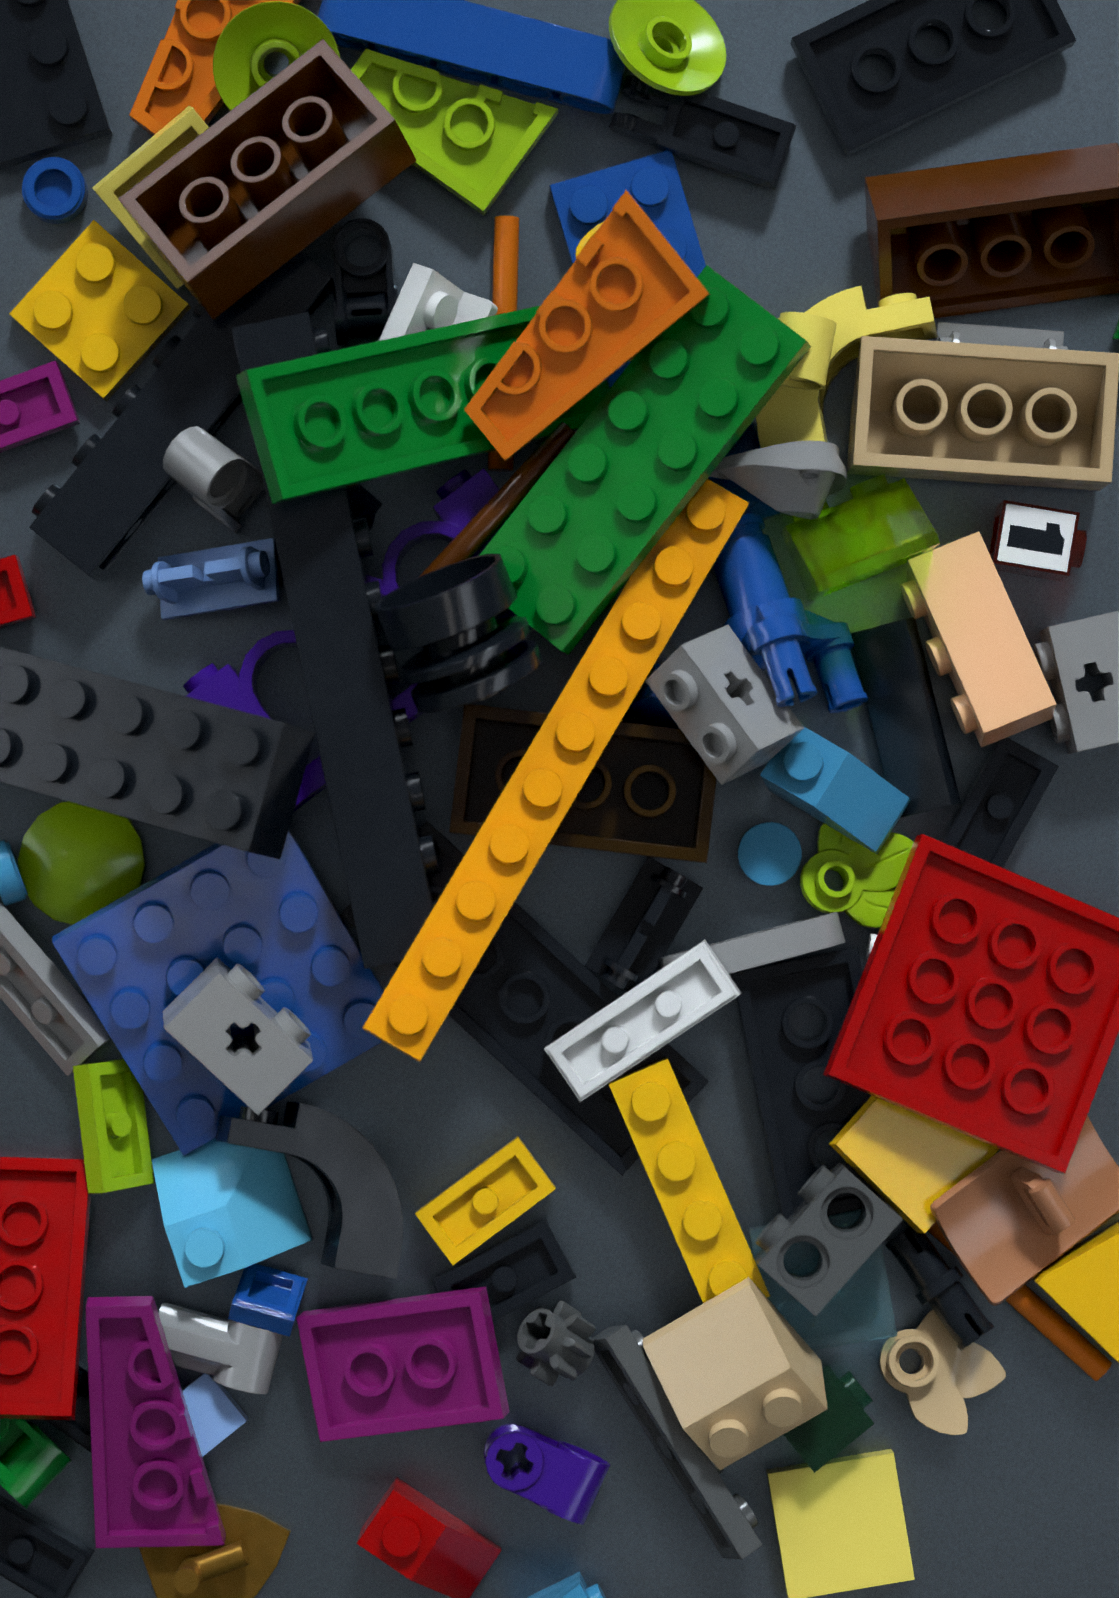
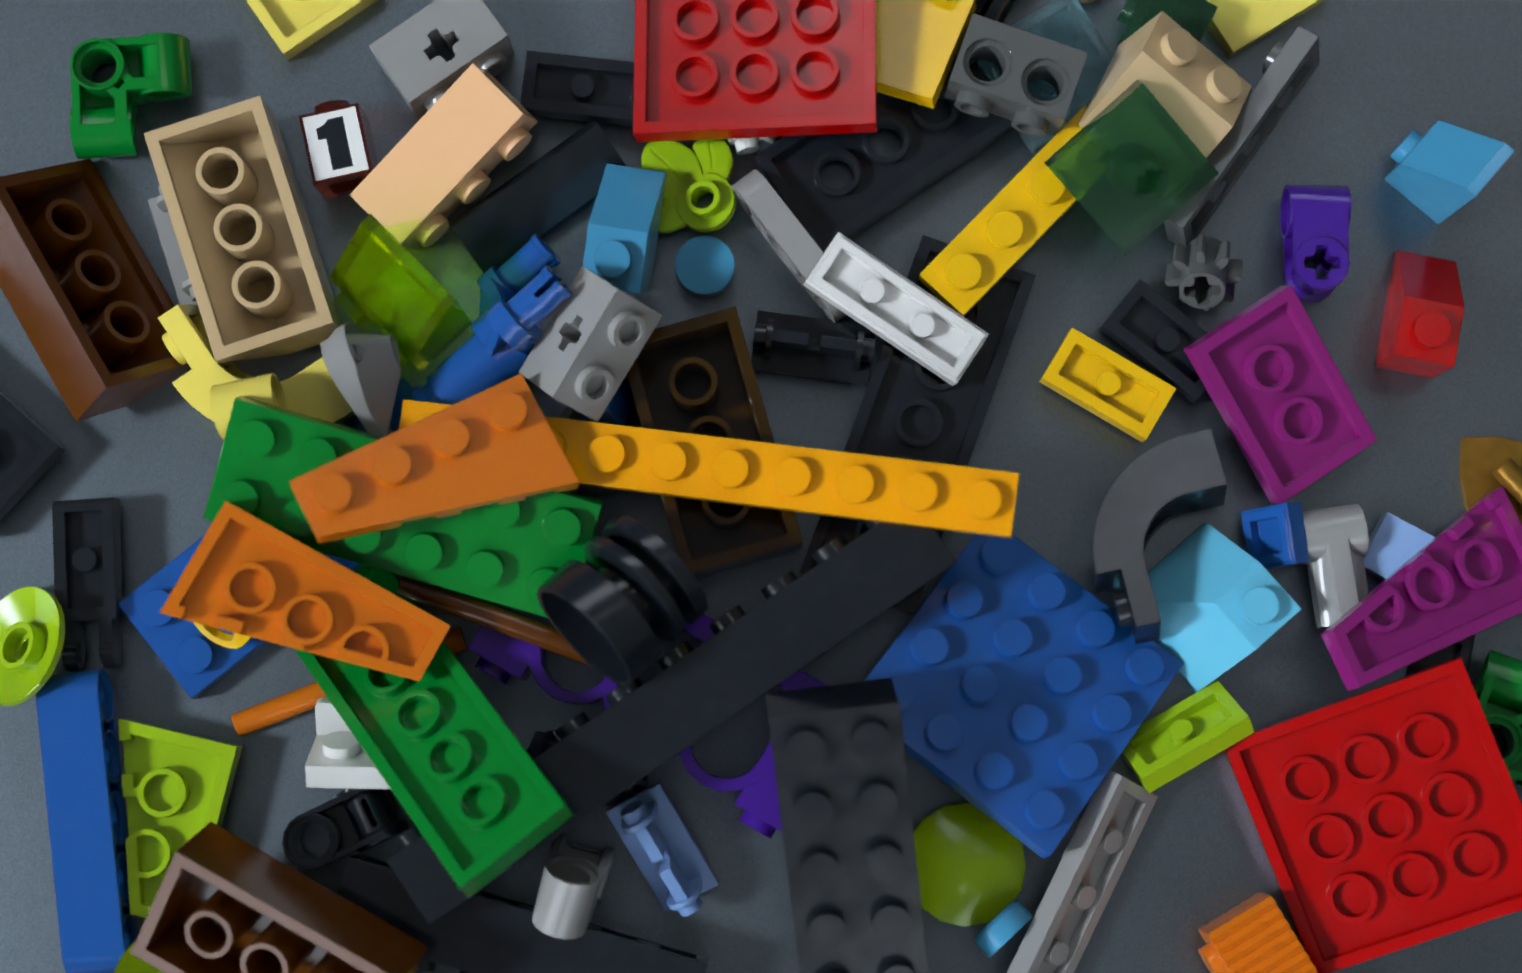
camera: 110 degrees left, 5 degrees down
(250, 1068) = (1083, 628): light grey brick -> none
(658, 527) = (454, 460): none -> orange wing
(683, 1309) = (1131, 167): none -> clear green tile

